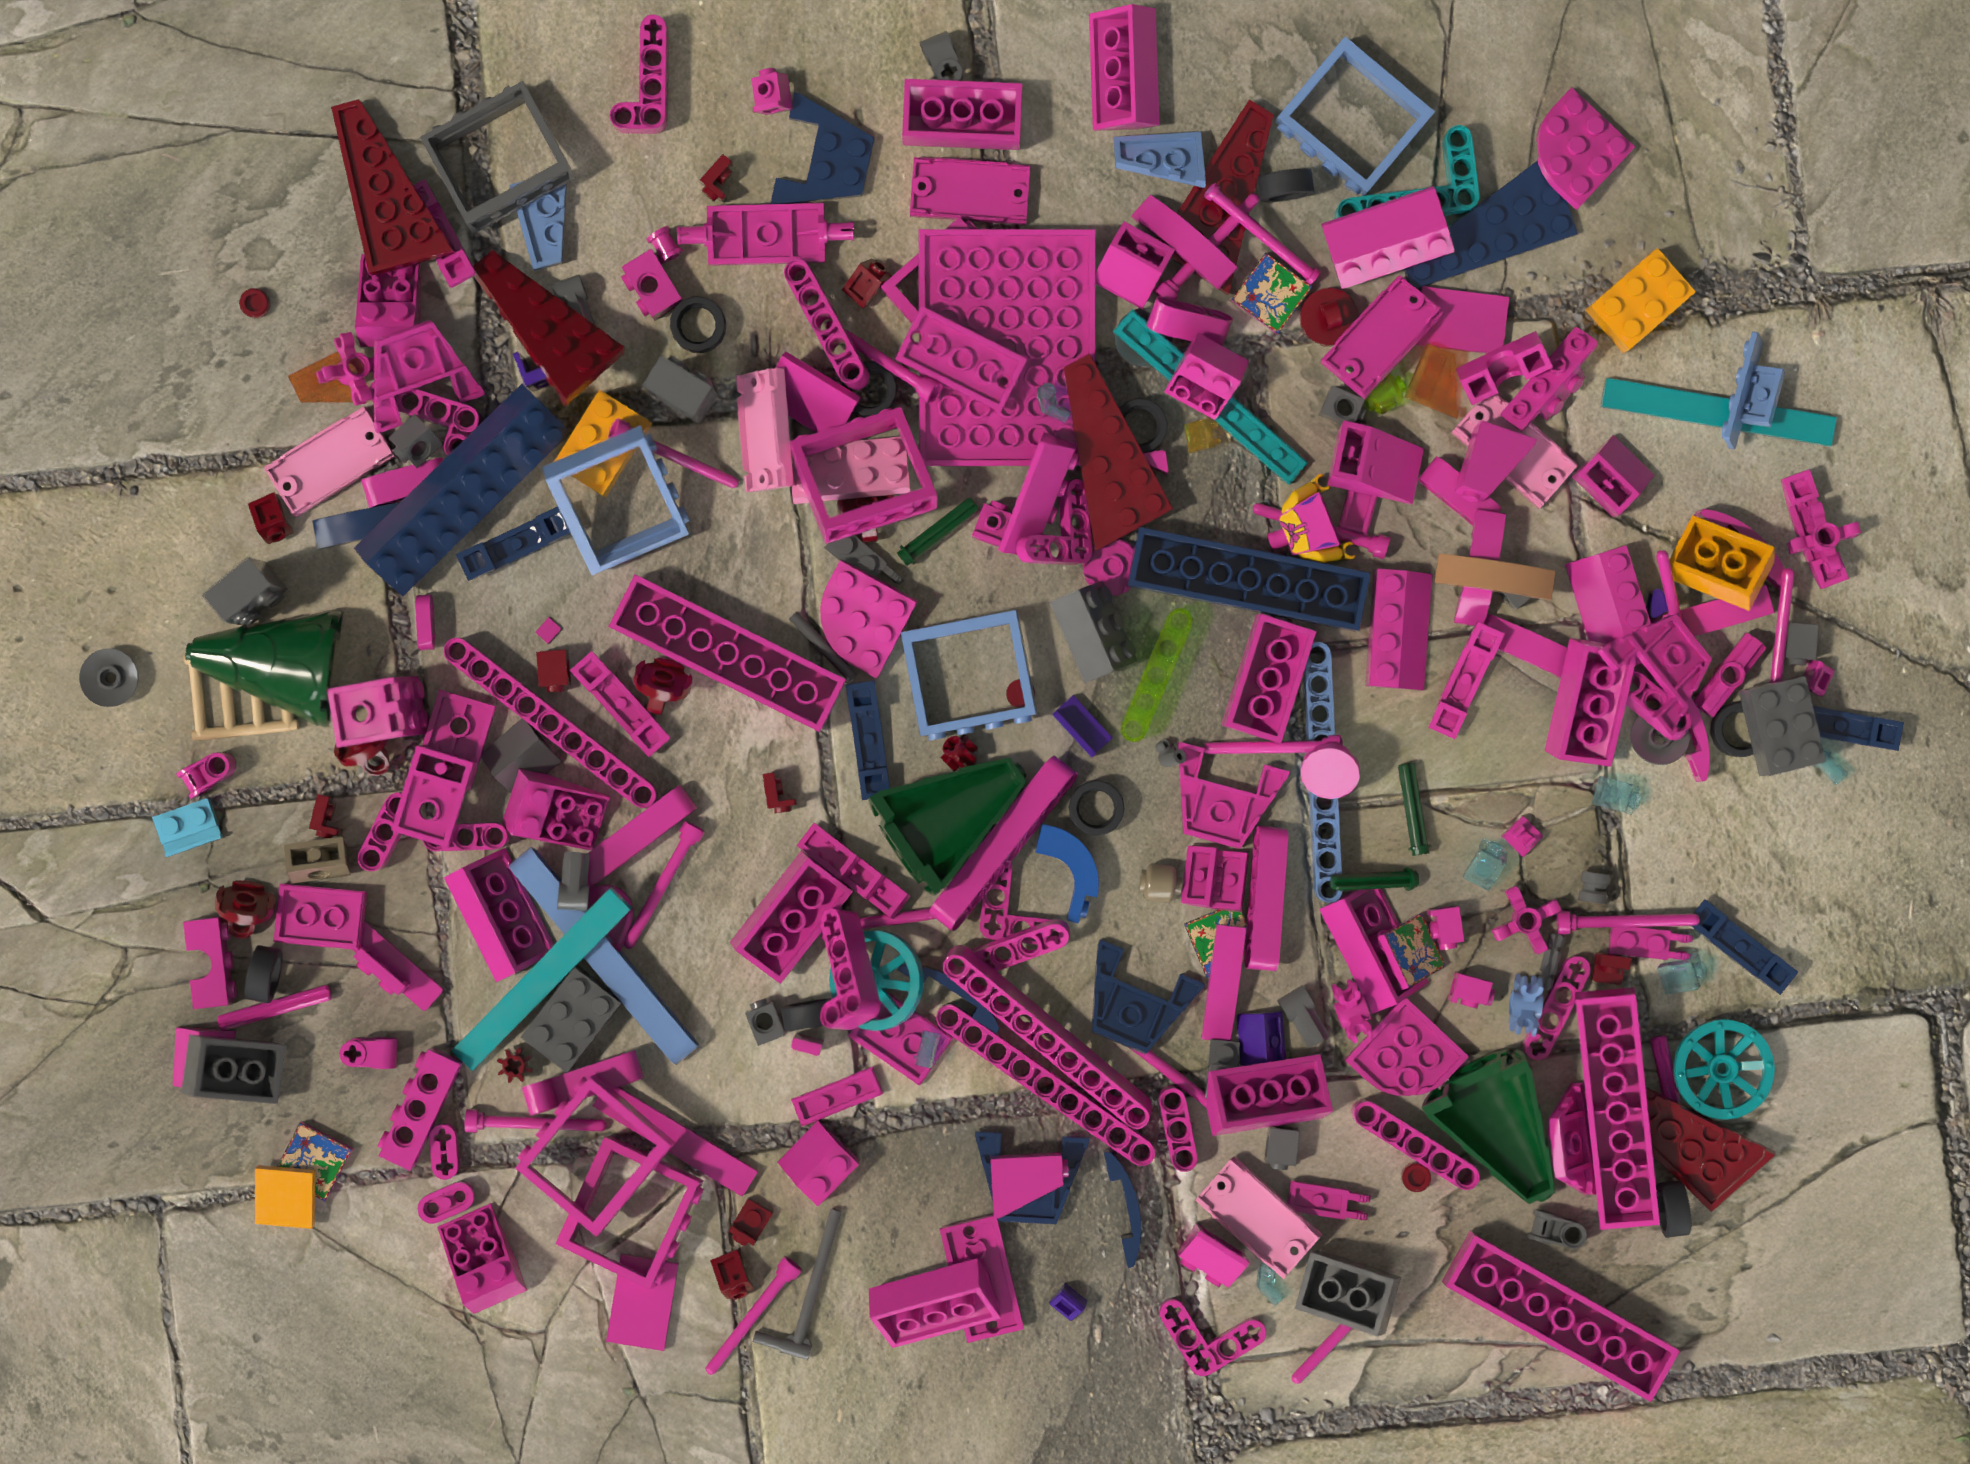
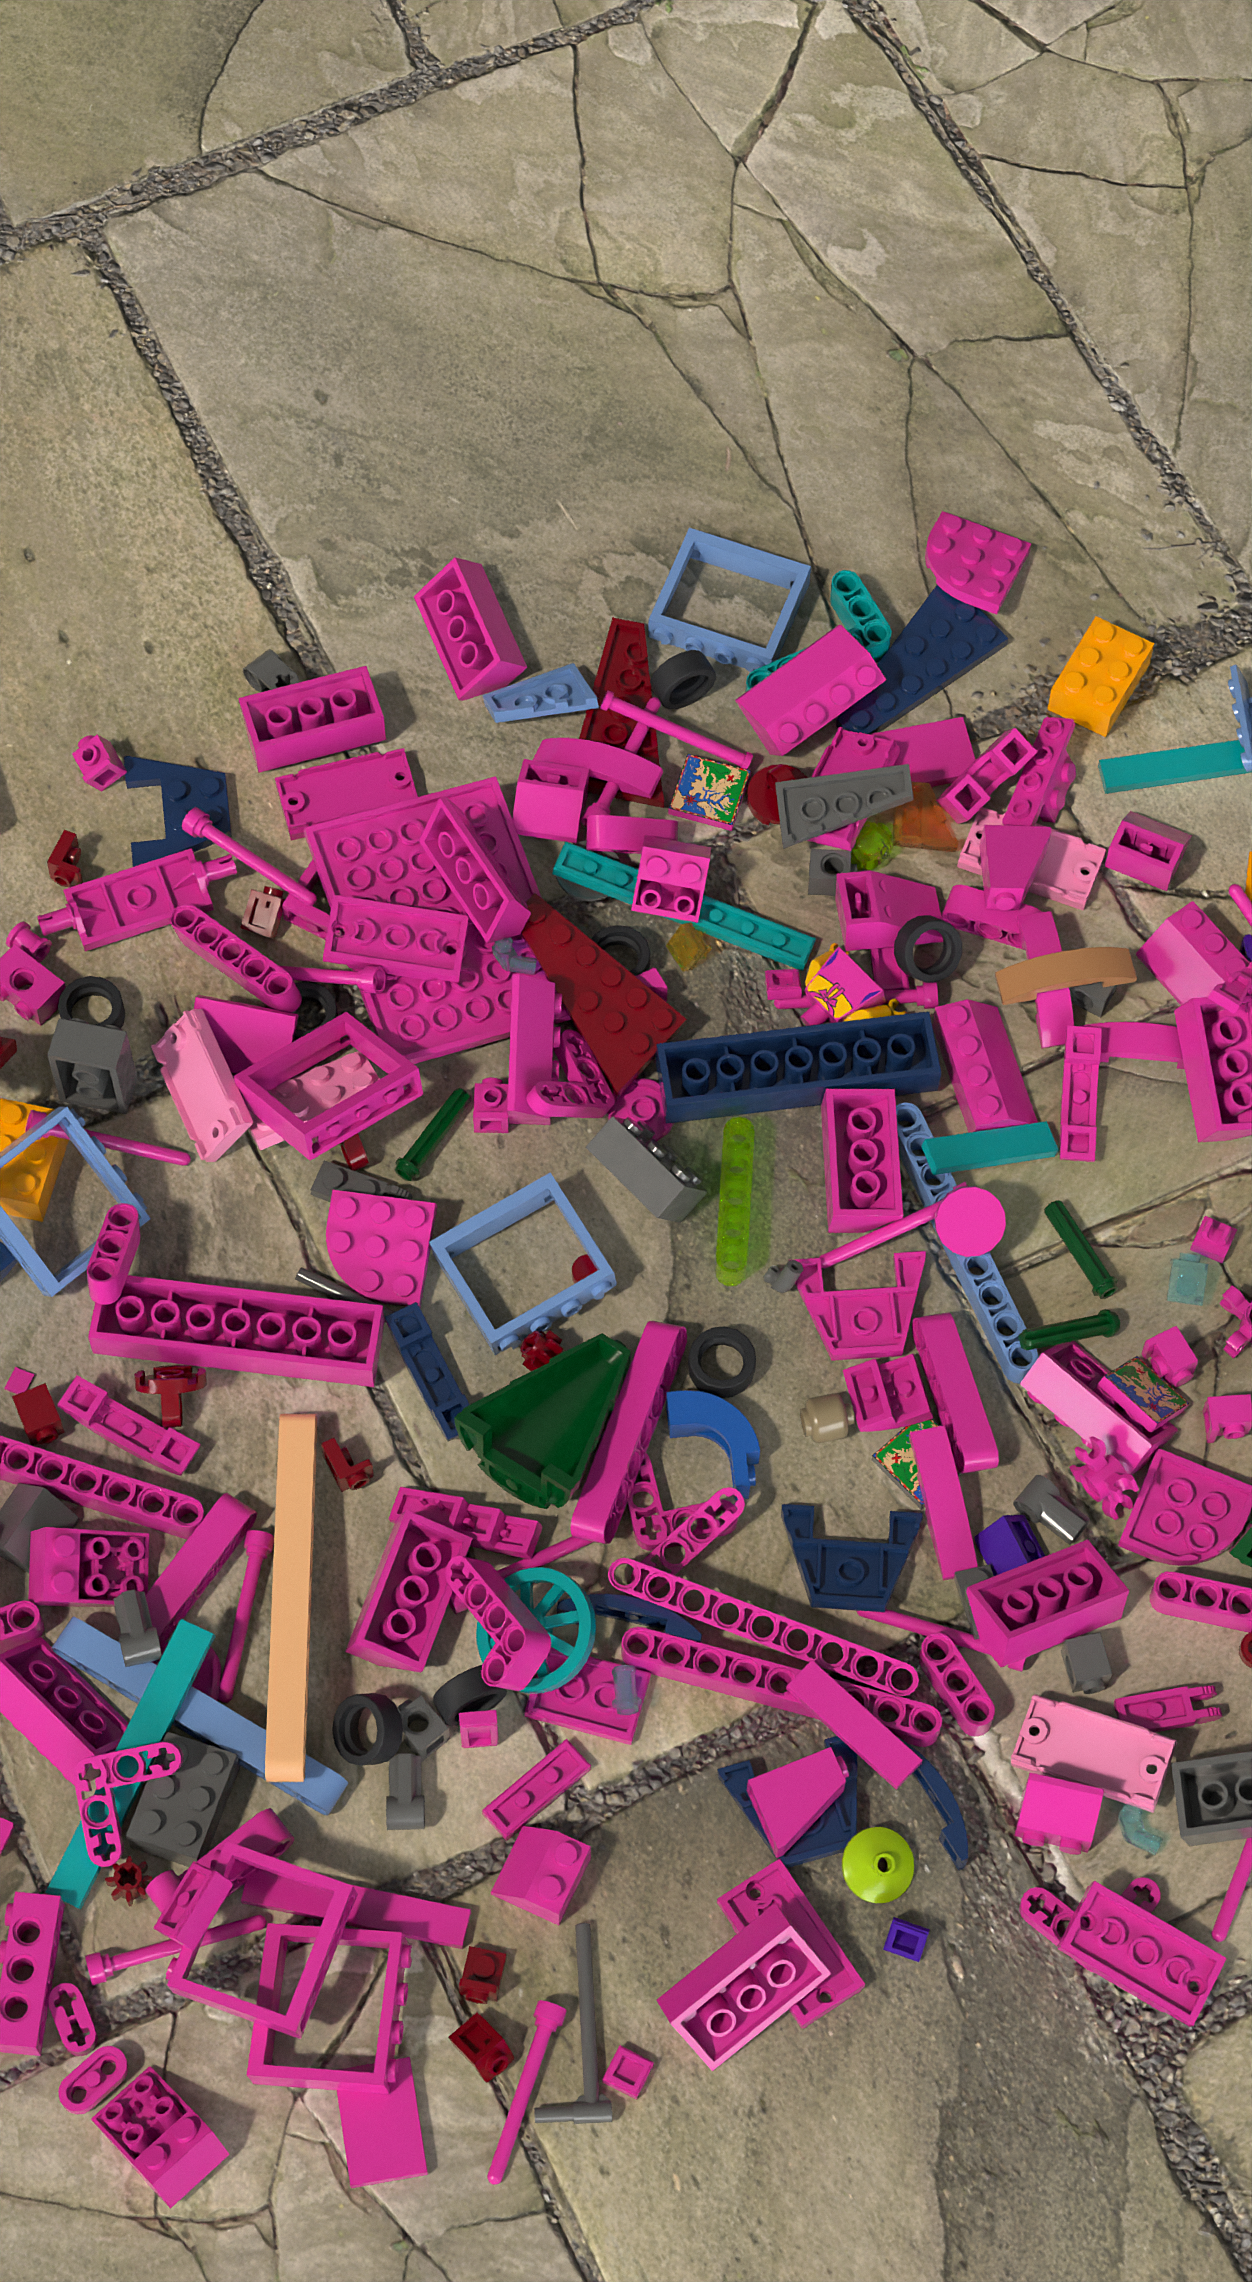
camera: 25 degrees left, 25 degrees down
(520, 995) = (111, 1778): none -> dark pink beam
(550, 1118) = (193, 1905): none -> dark pink slope
(649, 553) = (113, 1253): none -> dark pink beam
(701, 889) = (291, 1599): none -> light nougat beam
(736, 1075) = (405, 1801): none -> dark grey piece
(739, 1012) = (388, 1725): none -> black tyre
(831, 1328) = (628, 2072): none -> dark pink tile
(836, 189) = (198, 824): none -> dark pink piece
(1043, 326) = (473, 873): none -> dark pink slope
(1063, 1232) = (862, 1870): none -> lime dish
(1082, 726) = (671, 1284): dark purple panel -> none
(1086, 1140) = (854, 1724): none -> dark pink tile
(1232, 1378) = (1141, 1953): none -> dark pink piece
(1265, 495) = (783, 984): none -> dark pink tile
(1364, 356) = (833, 801): none -> dark grey wing
(1374, 703) = (989, 1148): none -> teal tile
(1387, 497) = (948, 959): none -> black tyre

